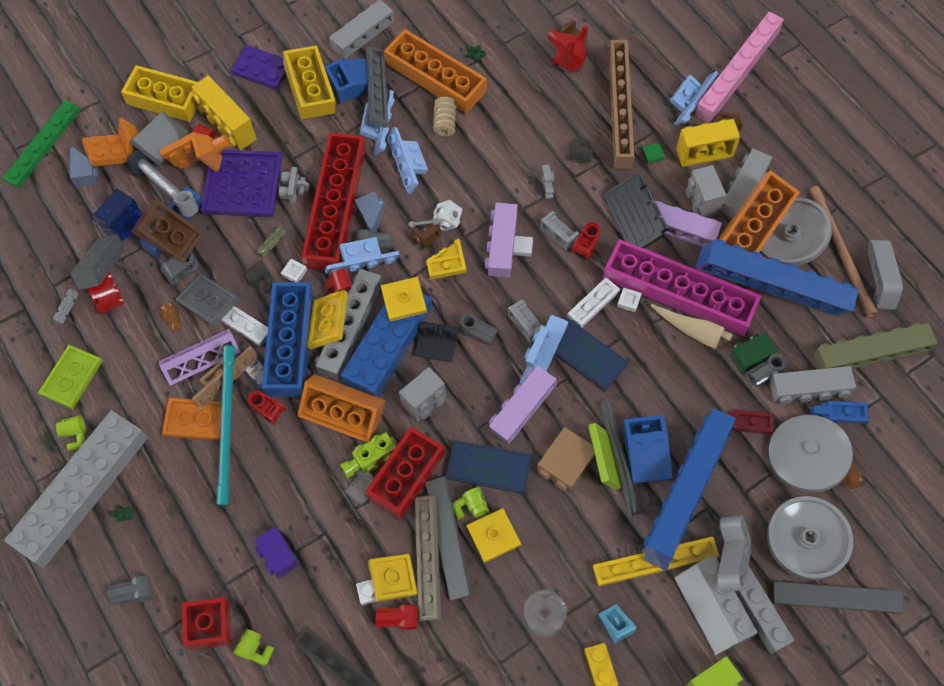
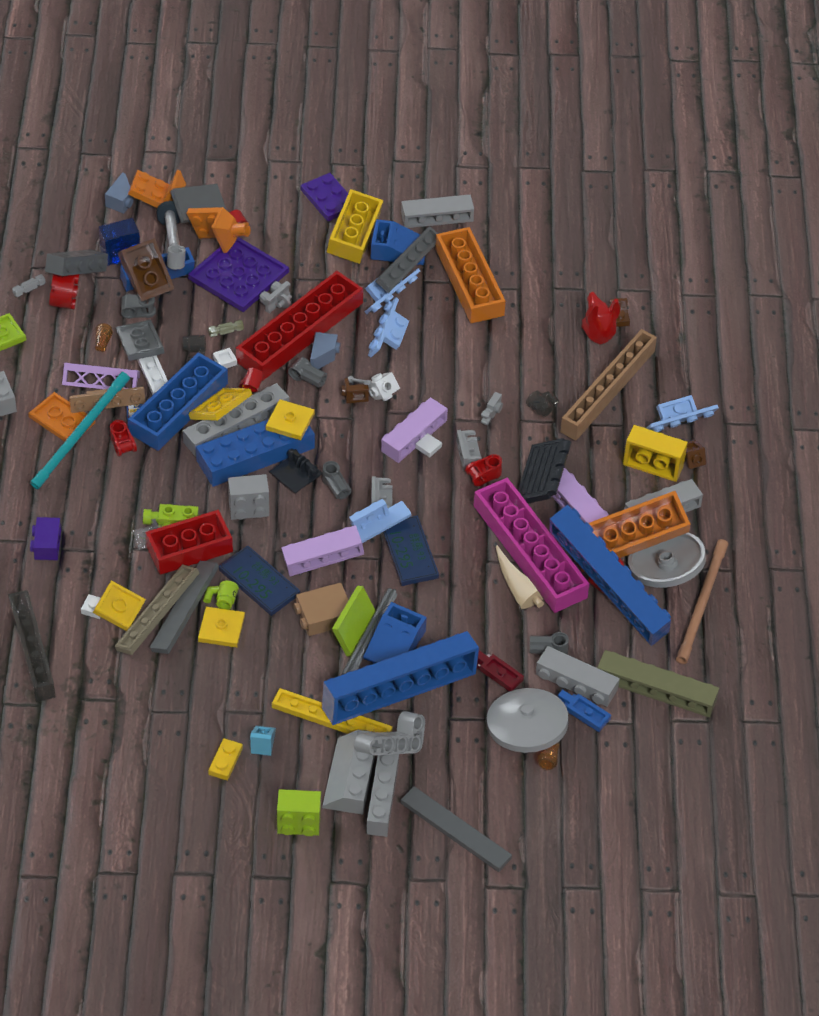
camera: 30 degrees right, 15 degrees down
(41, 144) = (104, 159): green plate -> none
(160, 92) = (229, 170): yellow brick -> none
(223, 113) = (264, 211): yellow brick -> none
(340, 408) = (178, 471): orange slope -> none
(362, 254) = (287, 374): light blue bracket -> none
(403, 617) = (103, 635): red piece -> none
(444, 116) = (447, 313): tan piece -> none
(447, 262) = (354, 420): yellow wing -> none
(477, 52) = (522, 281): dark green plant -> none
(553, 605) = (212, 695): clear brick -> none
(593, 302) = (448, 516): white plate -> none
(629, 299) = (480, 531): white plate -> none
(653, 153) = (605, 439): green tile -> none
(705, 192) = (617, 486): light grey brick -> none
(738, 67) = (745, 414): bright pink brick -> none
(752, 353) = (547, 623): dark green brick -> none
(810, 538) = (469, 771): light grey dish -> none
(886, 274) = (716, 634): light grey beam -> none

